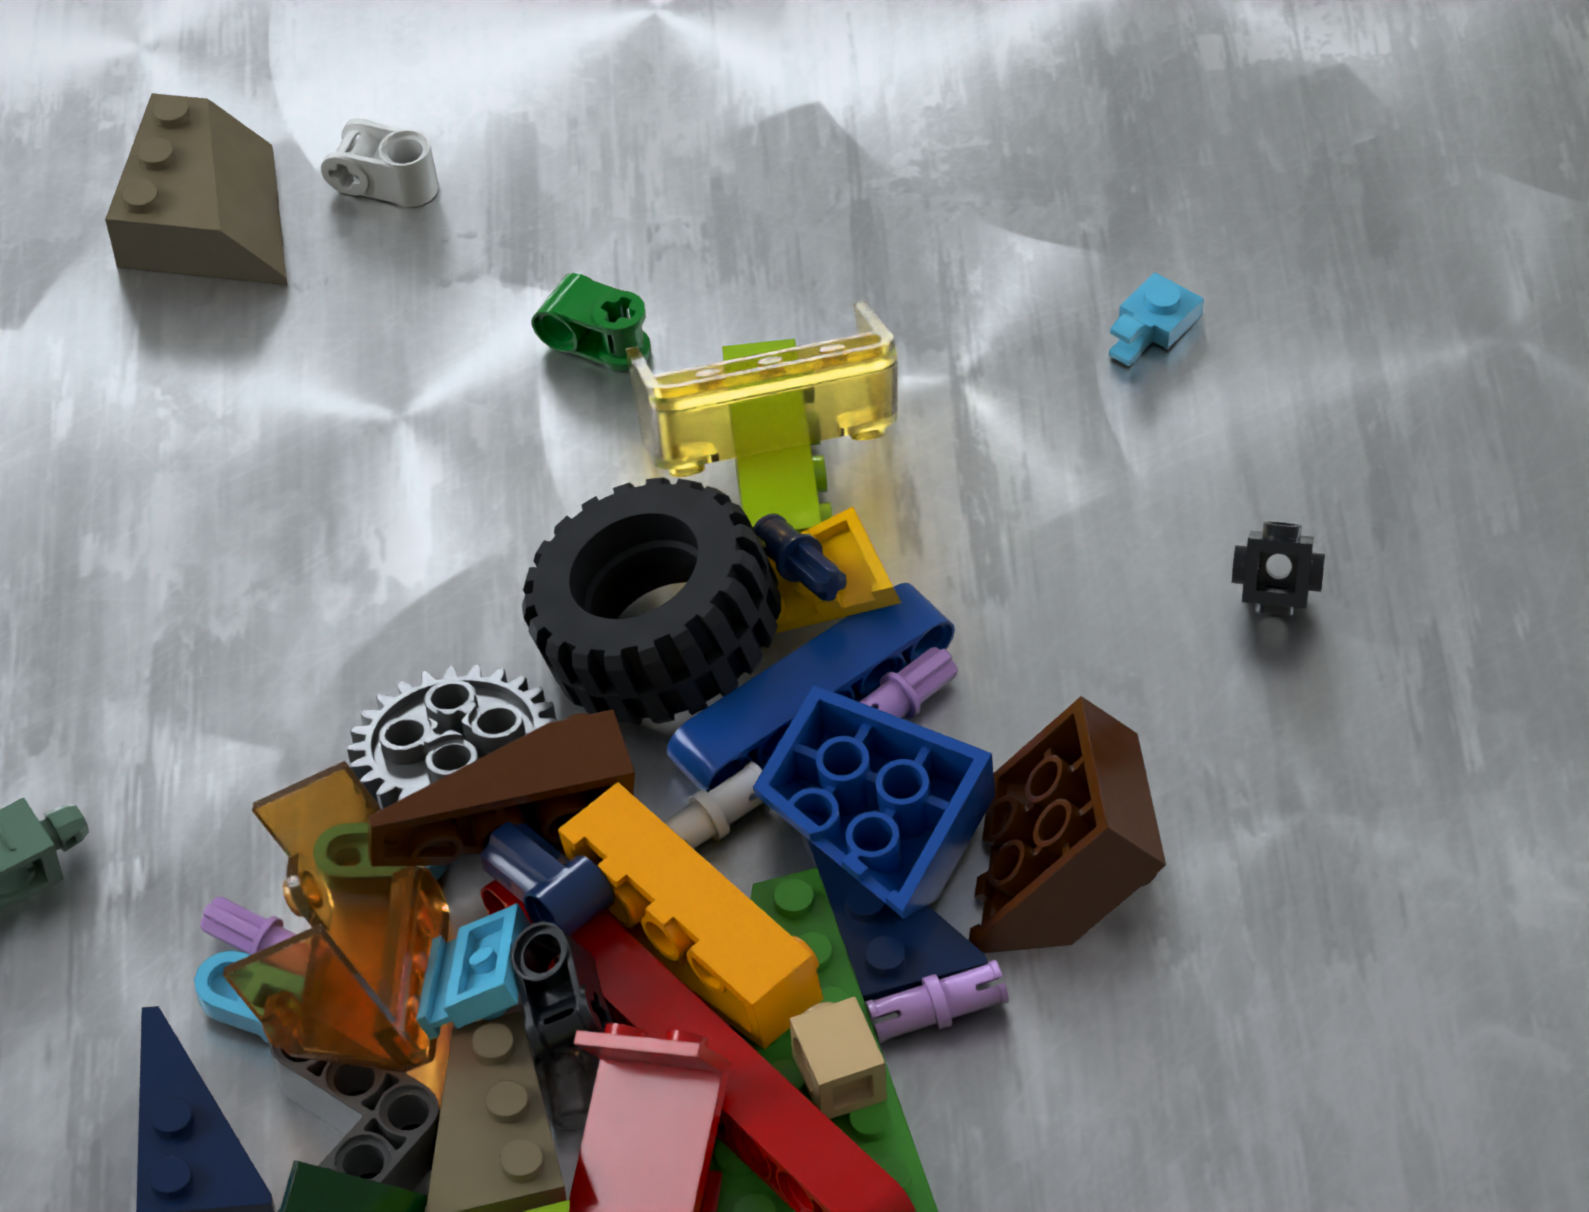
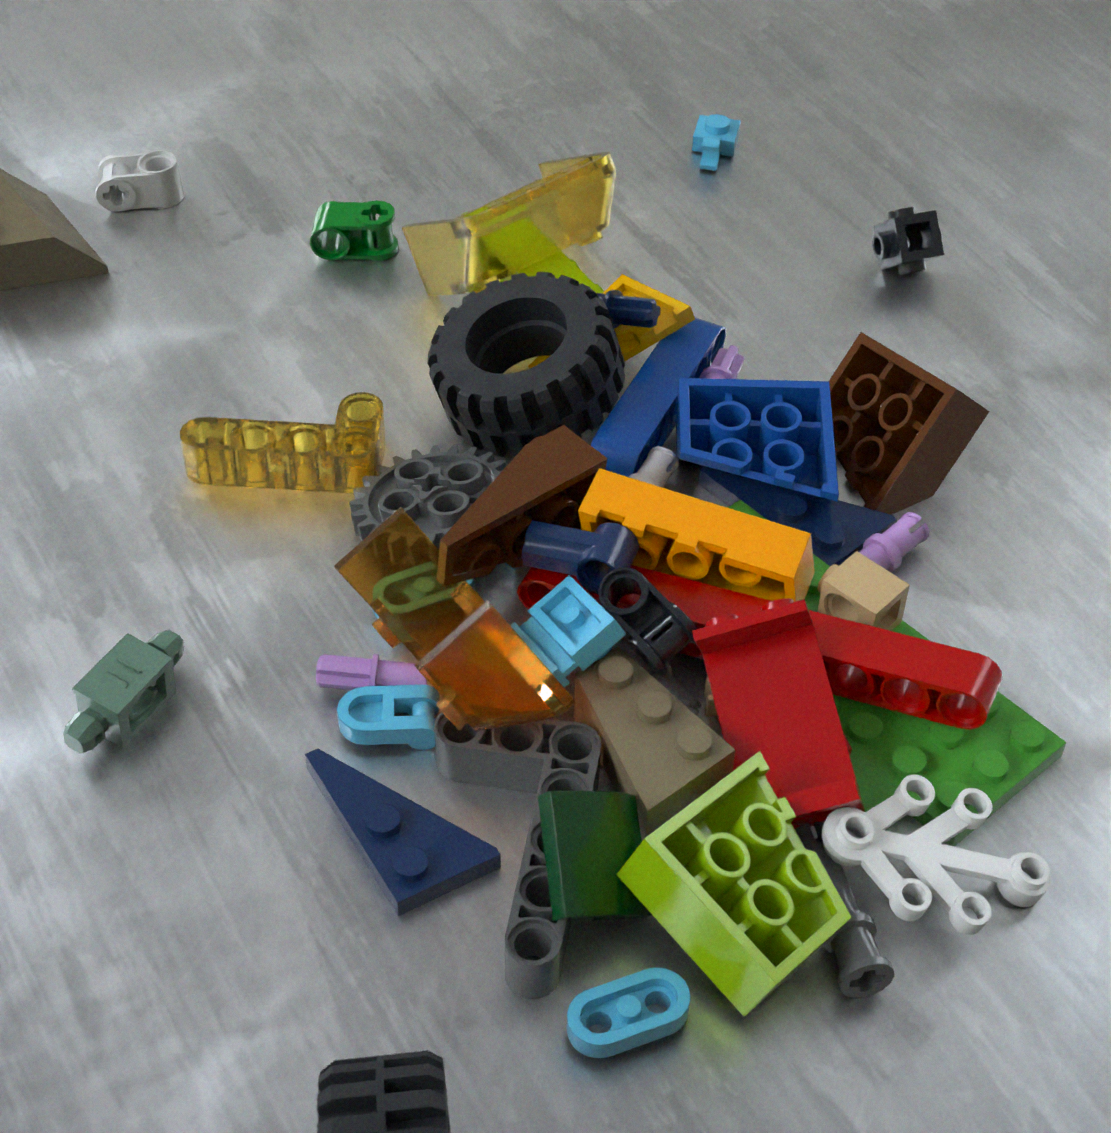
camera: 30 degrees left, 5 degrees down
(342, 623) = (288, 452): none -> clear yellow beam

